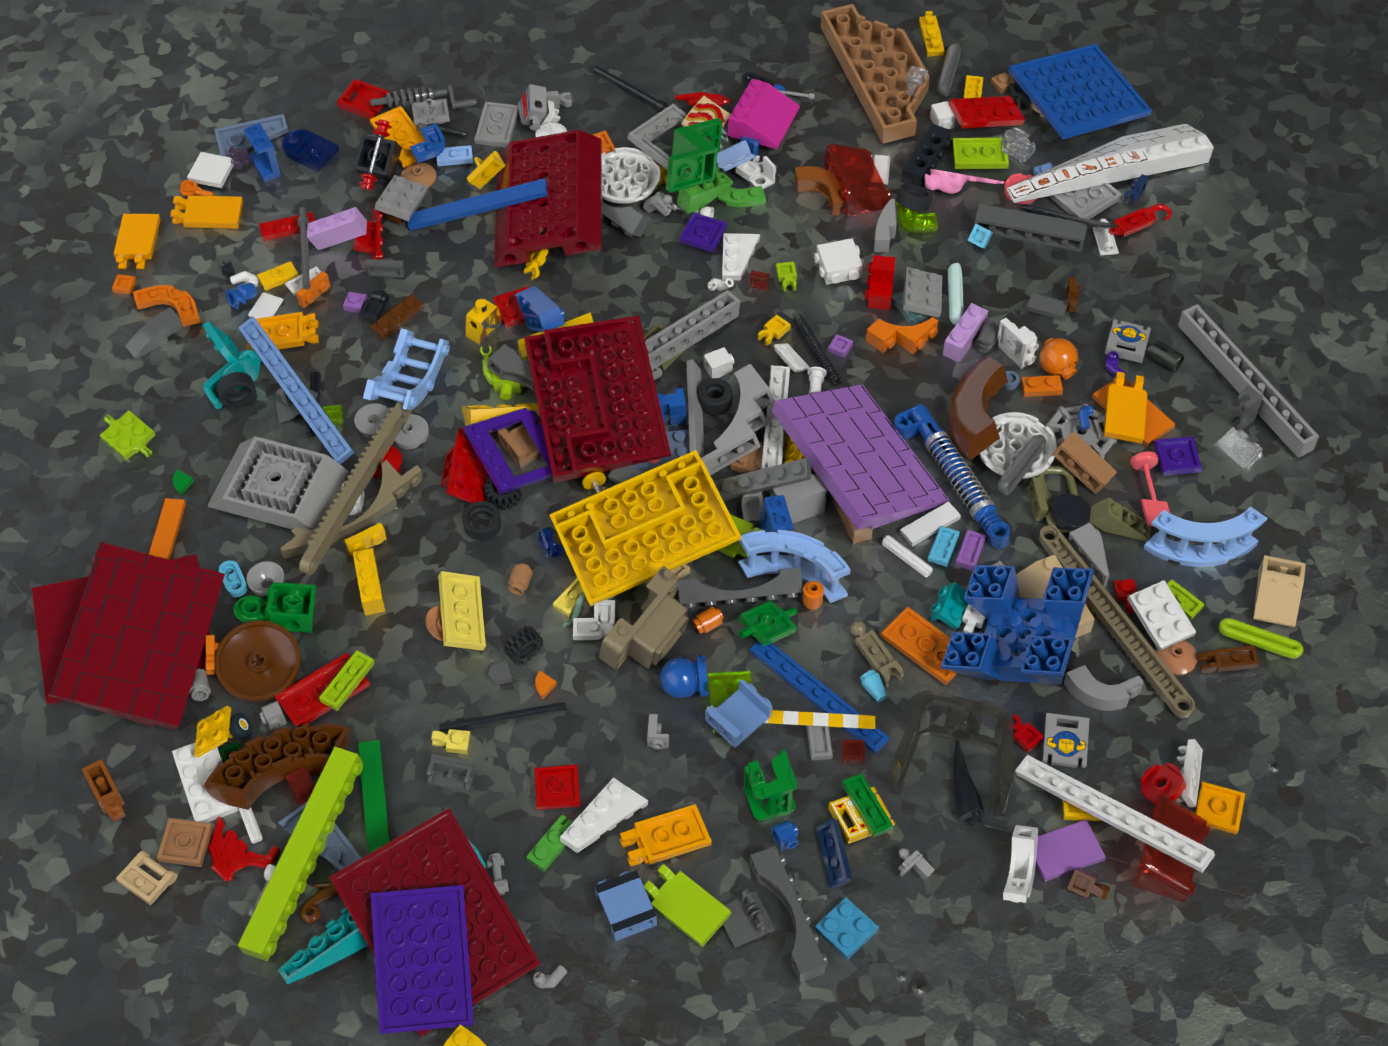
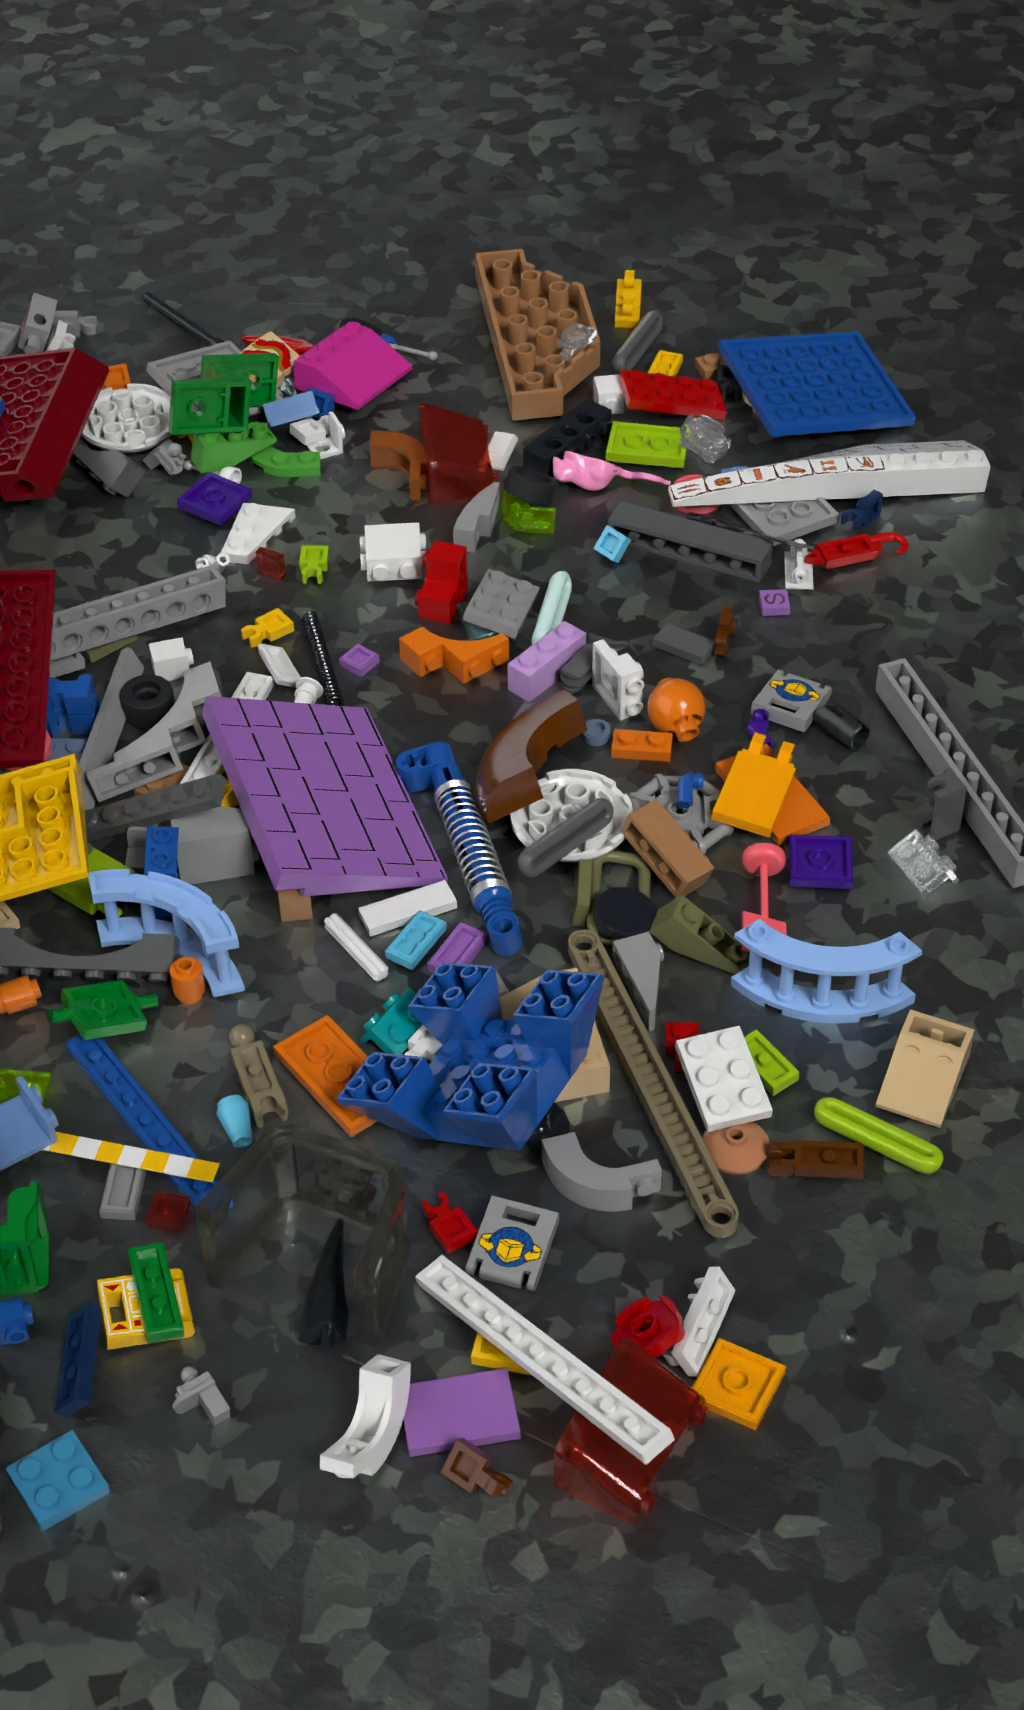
camera: 10 degrees right, 10 degrees down
(1096, 267) = (774, 602): none -> medium lavender tile

